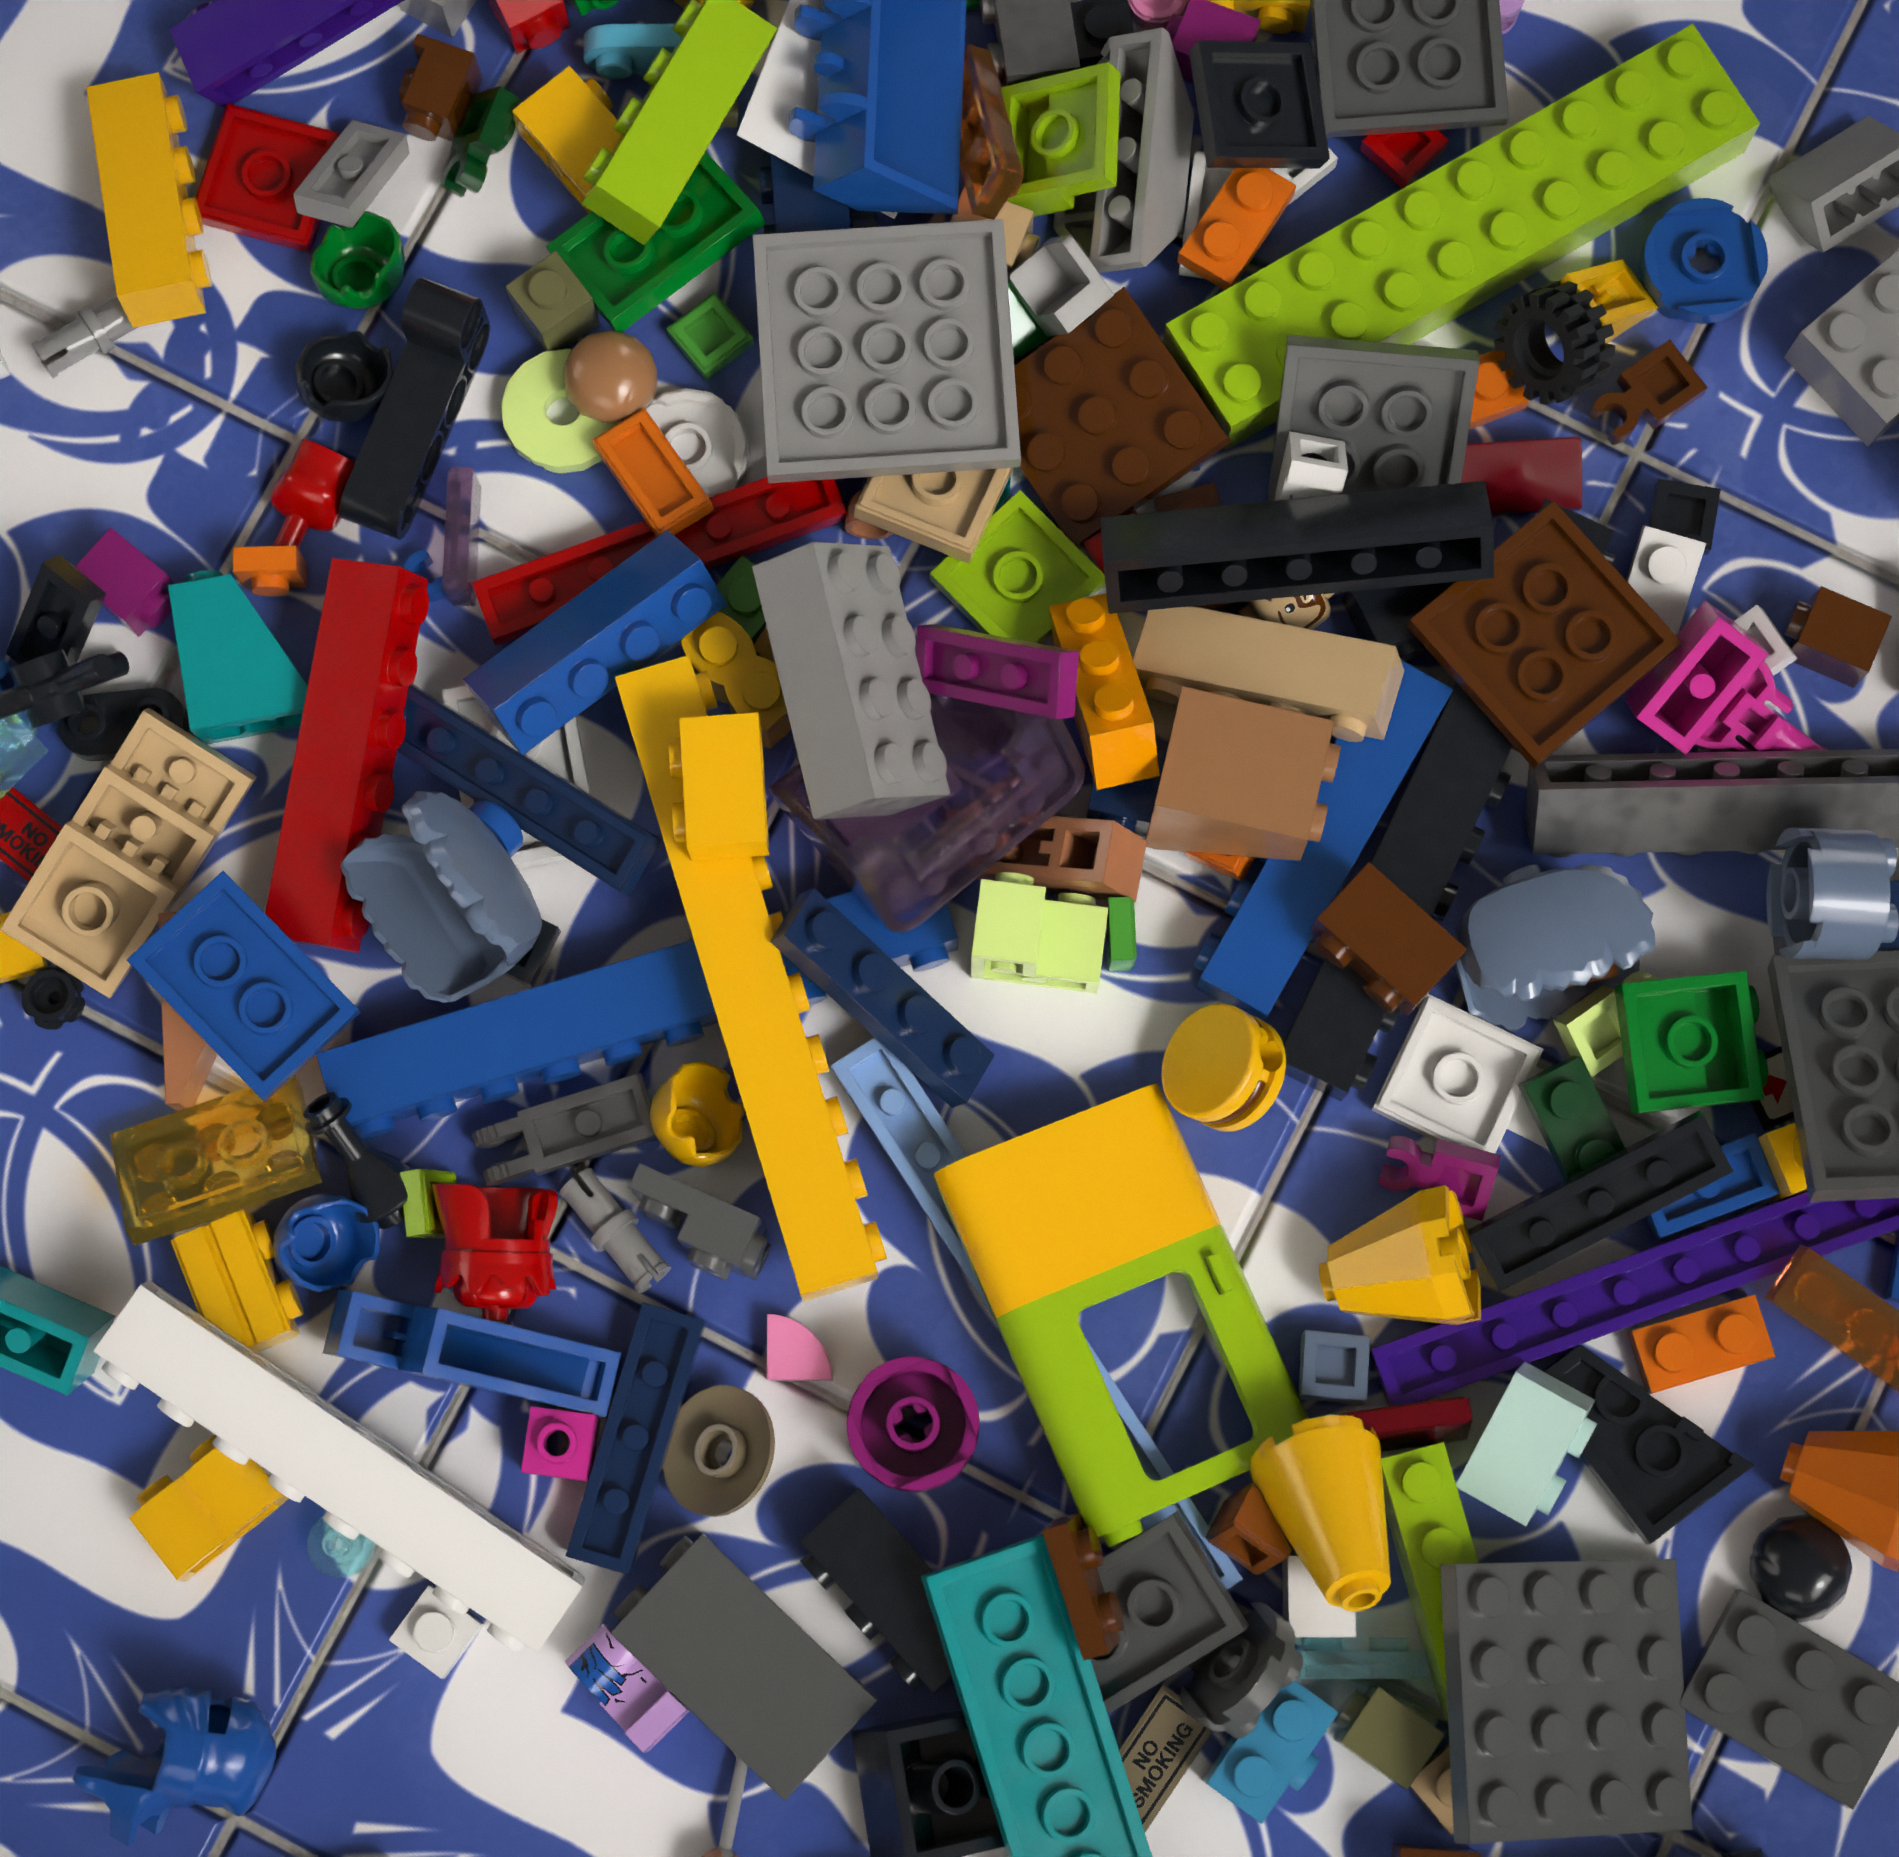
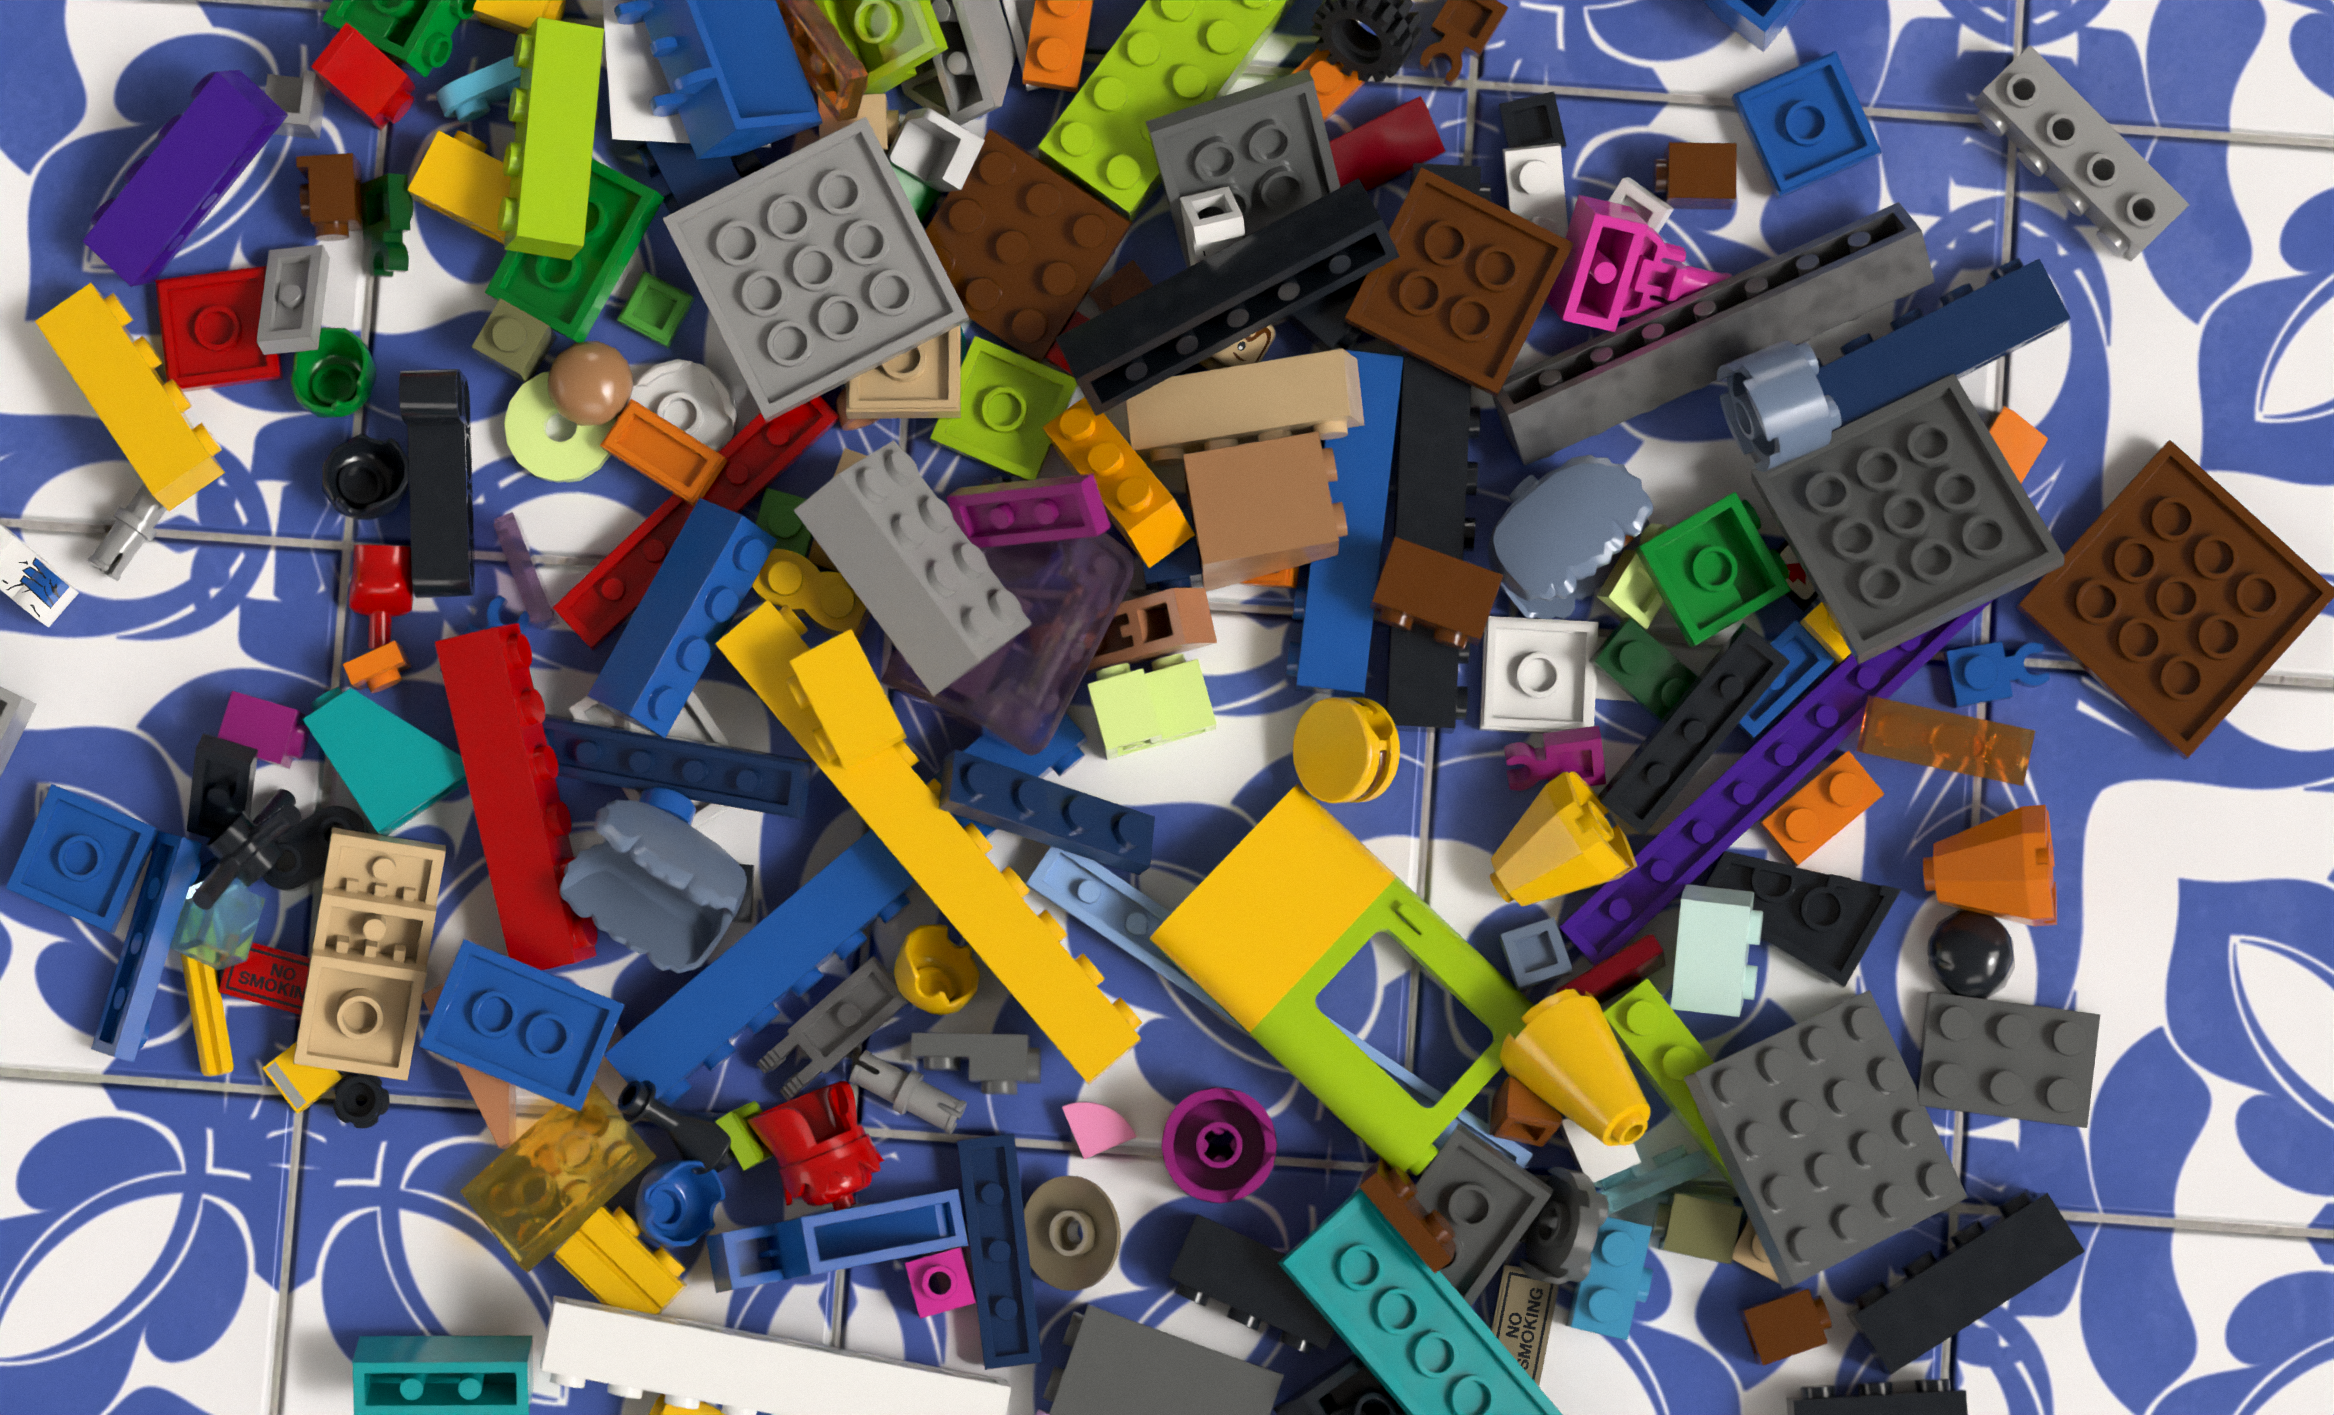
camera: 25 degrees left, 5 degrees up
(1121, 934) = (1216, 674): bright green tile -> none

